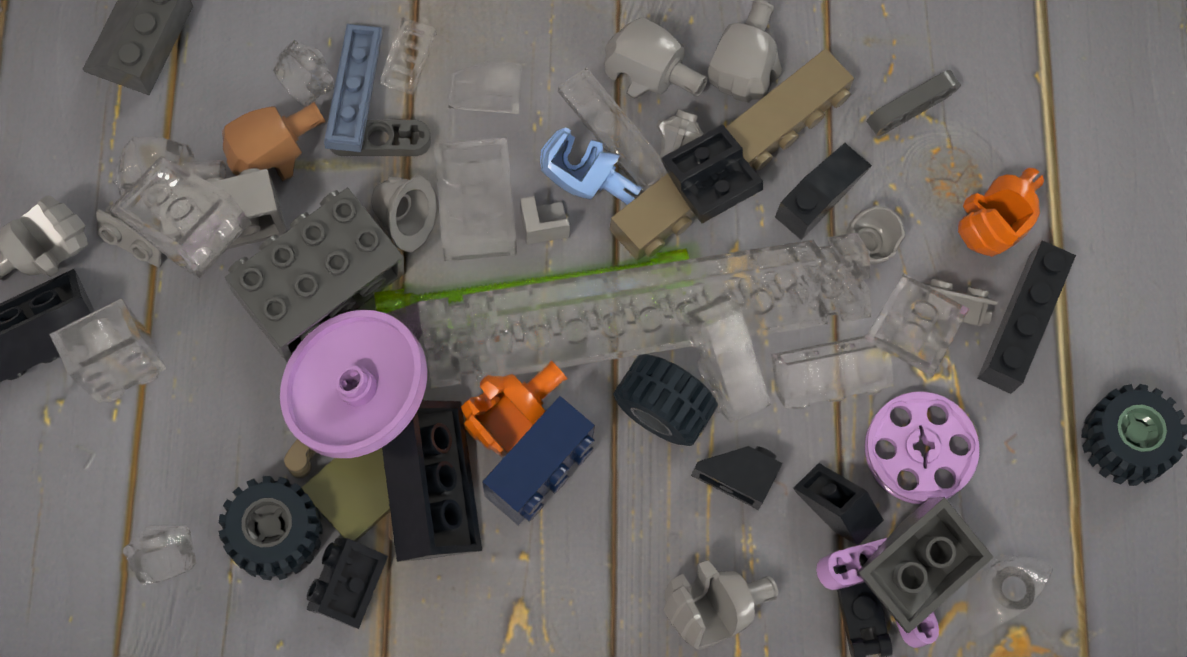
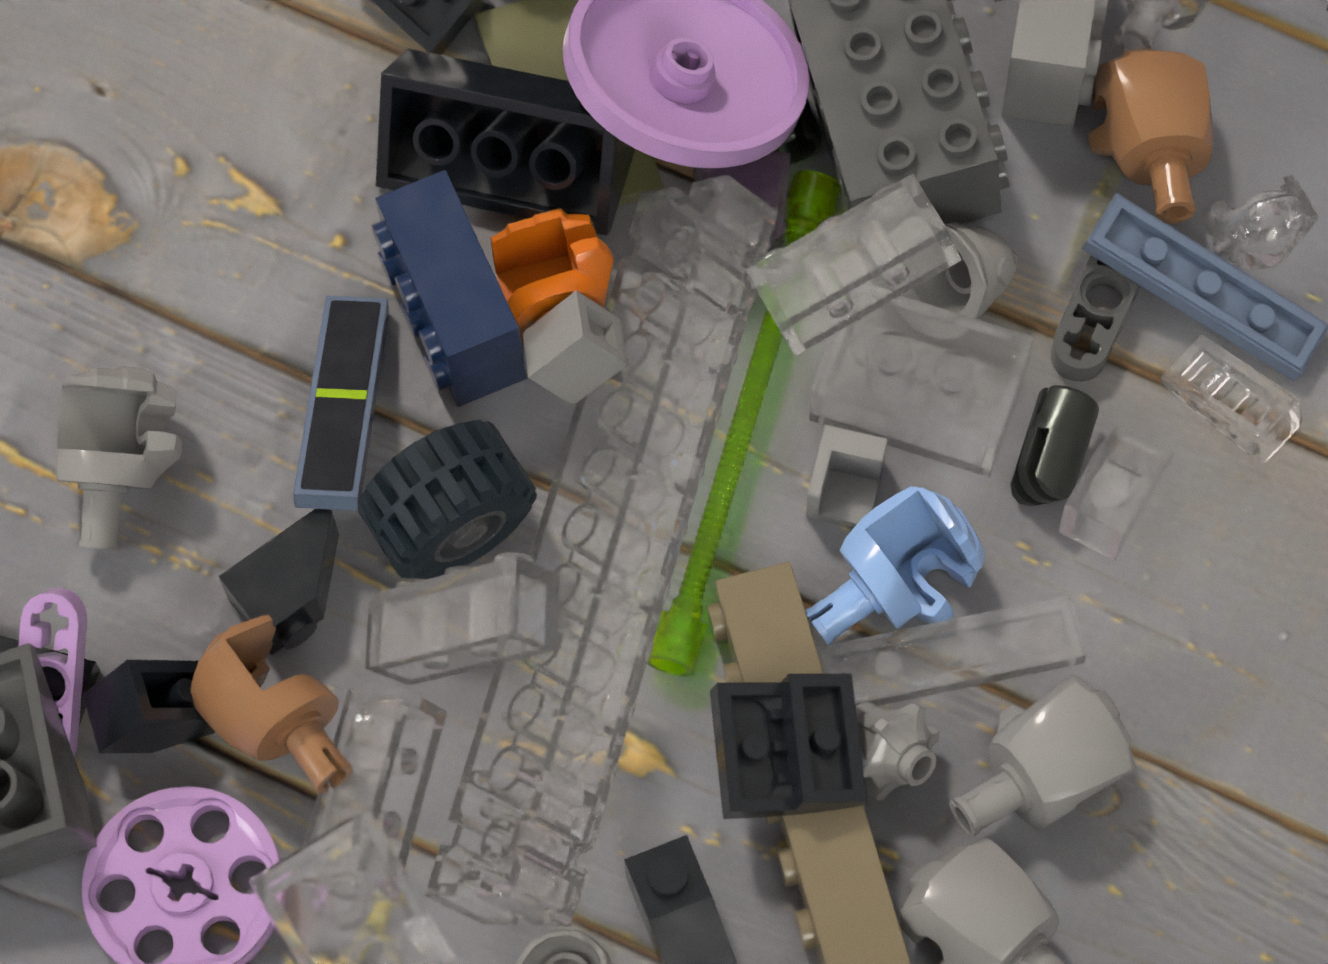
camera: 125 degrees right, 5 degrees down
(438, 241) = (853, 264): none -> clear brick
(480, 123) = (1054, 446): none -> pearl dark grey arm
(548, 371) = (574, 348): none -> light grey panel
(628, 492) = (341, 403): none -> black tile
(823, 430) = (270, 721): none -> medium nougat piece

